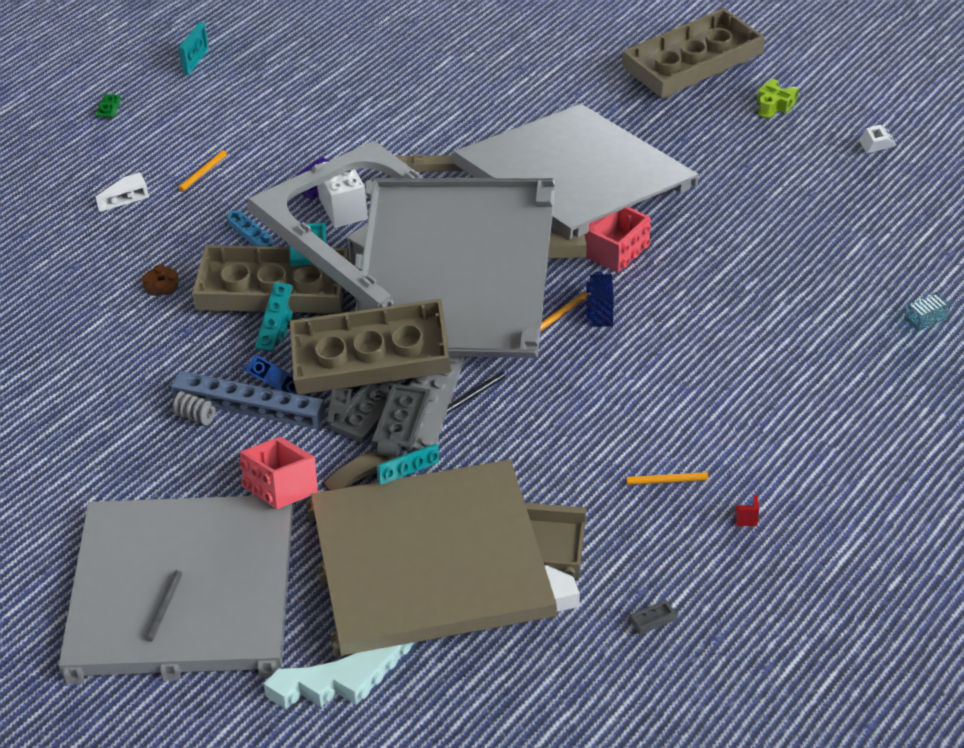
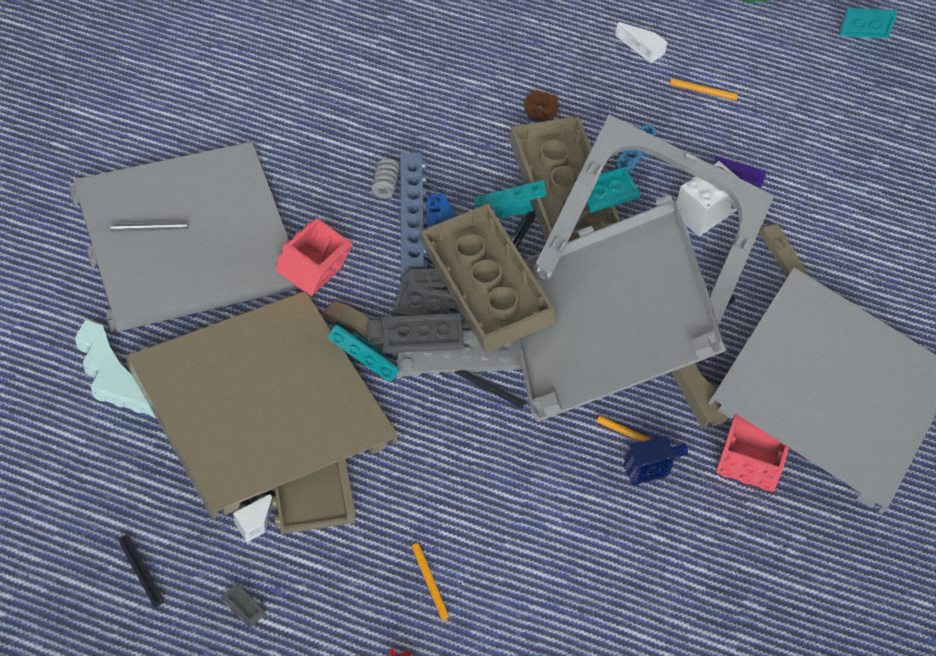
camera: 65 degrees right, 10 degrees up
(587, 693) = (141, 571): none -> black axle

